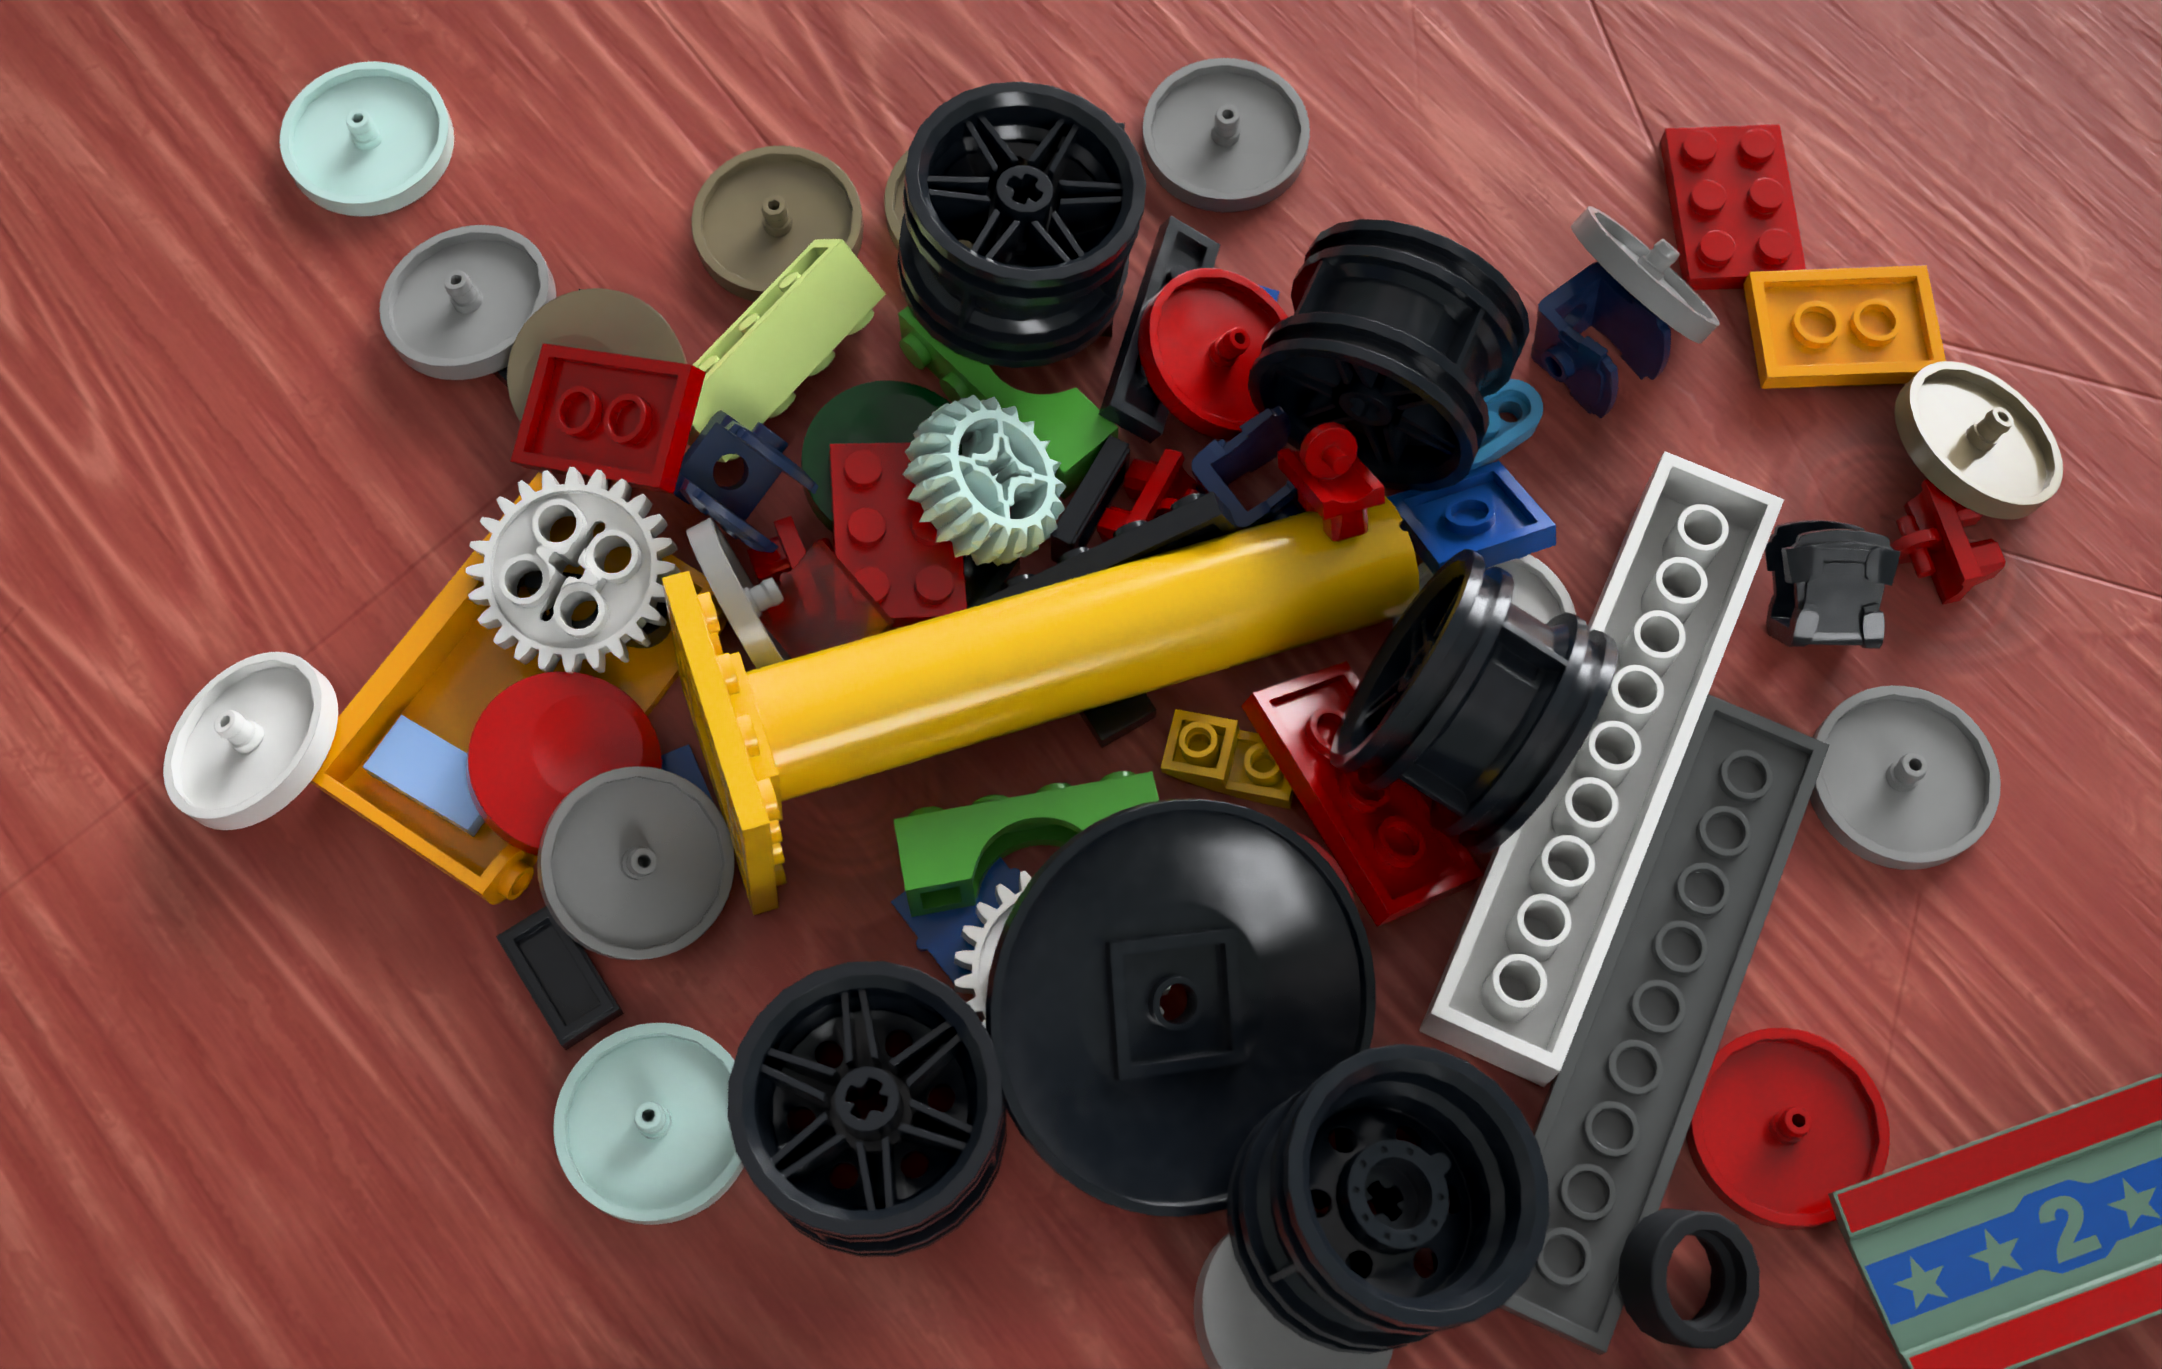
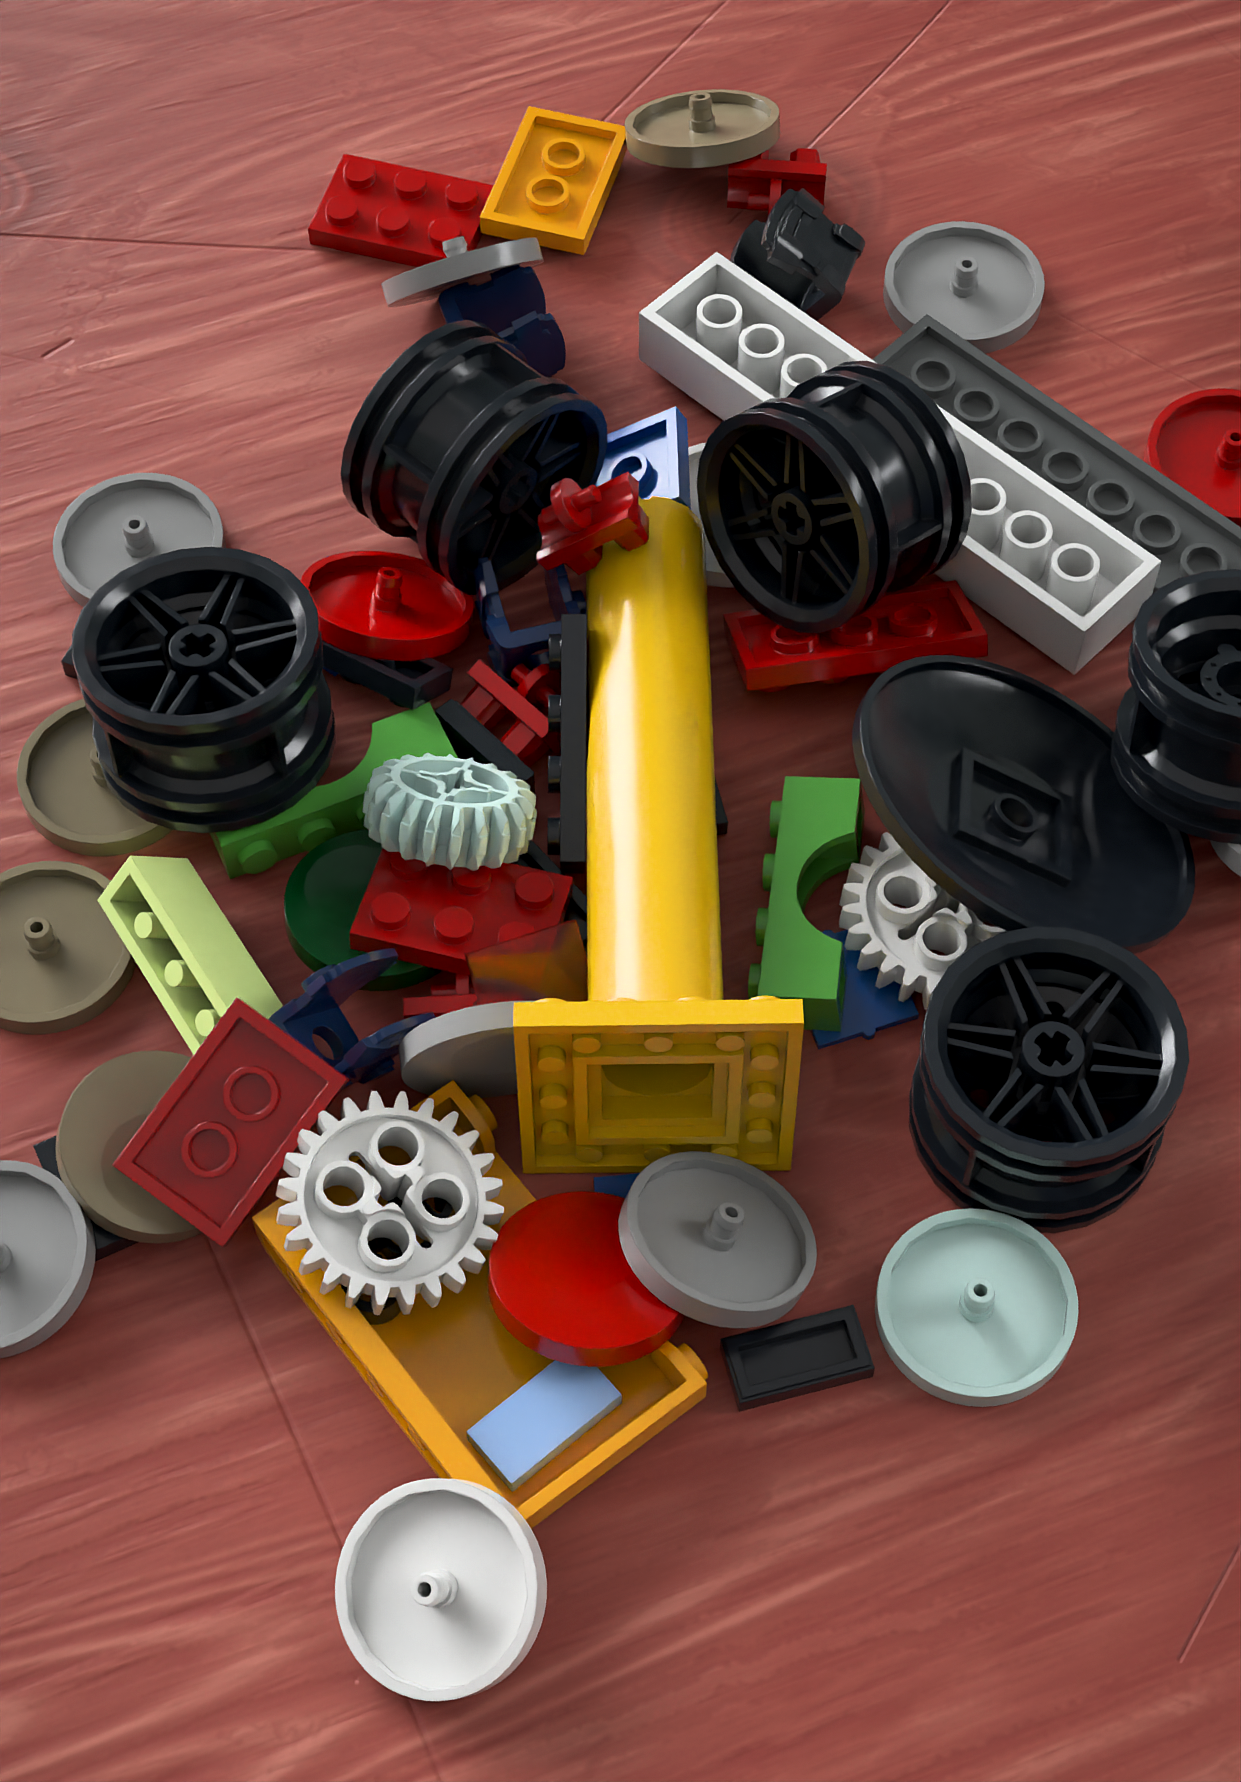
camera: 70 degrees left, 10 degrees down
(1224, 759) = (781, 731): yellow slope -> none

